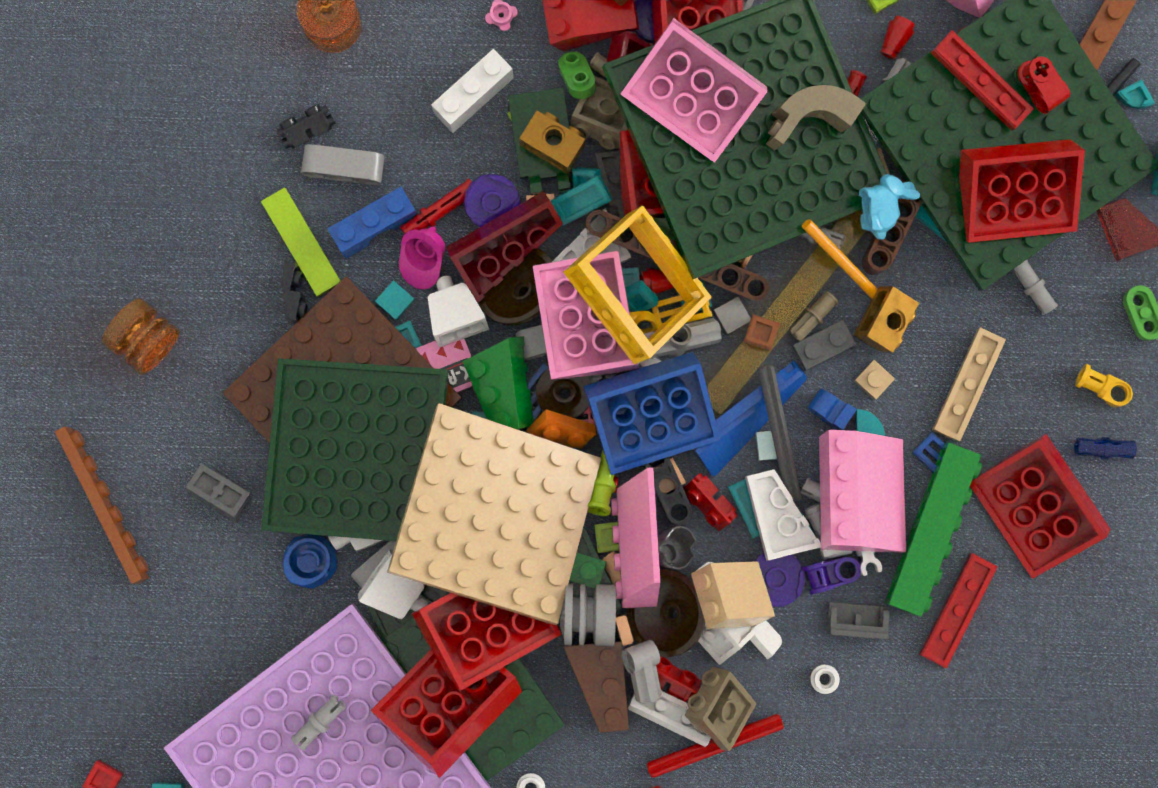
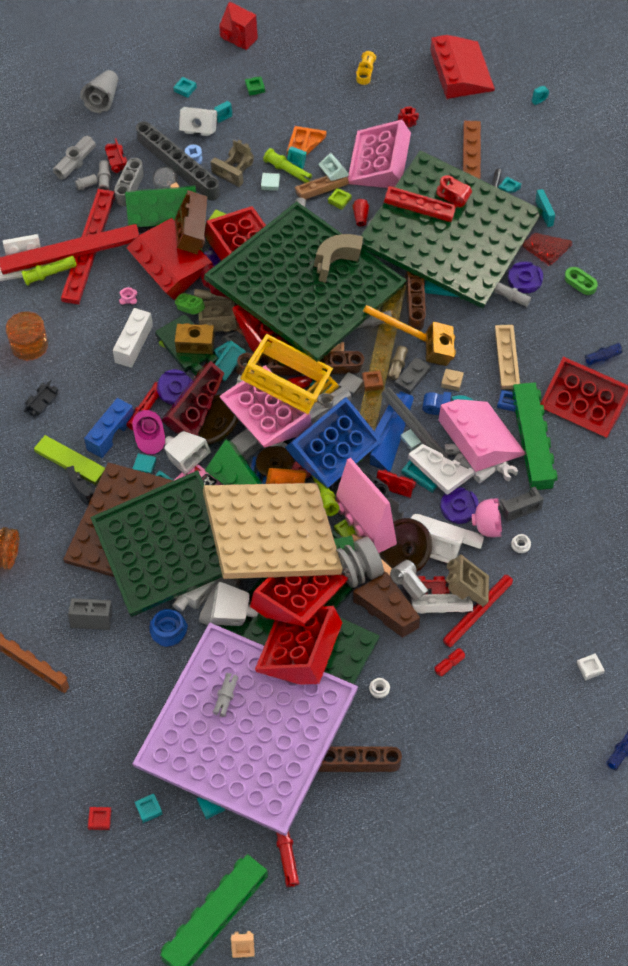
camera: 25 degrees left, 25 degrees down
(342, 164) = (74, 408): light grey beam -> none
(694, 90) = (263, 264): bright pink slope -> none
(732, 594) = (437, 514): tan brick -> none
(799, 627) = (488, 518): none -> bright pink cylinder
(829, 574) = (487, 486): dark purple piece -> none
(881, 204) = (401, 284): medium azure animal -> none
(958, 610) = (575, 473): red tile -> none
(1021, 189) = (474, 244): red slope -> none
(1069, 264) = (525, 277): none -> dark purple tile
(1103, 385) = (582, 324): yellow connector -> none

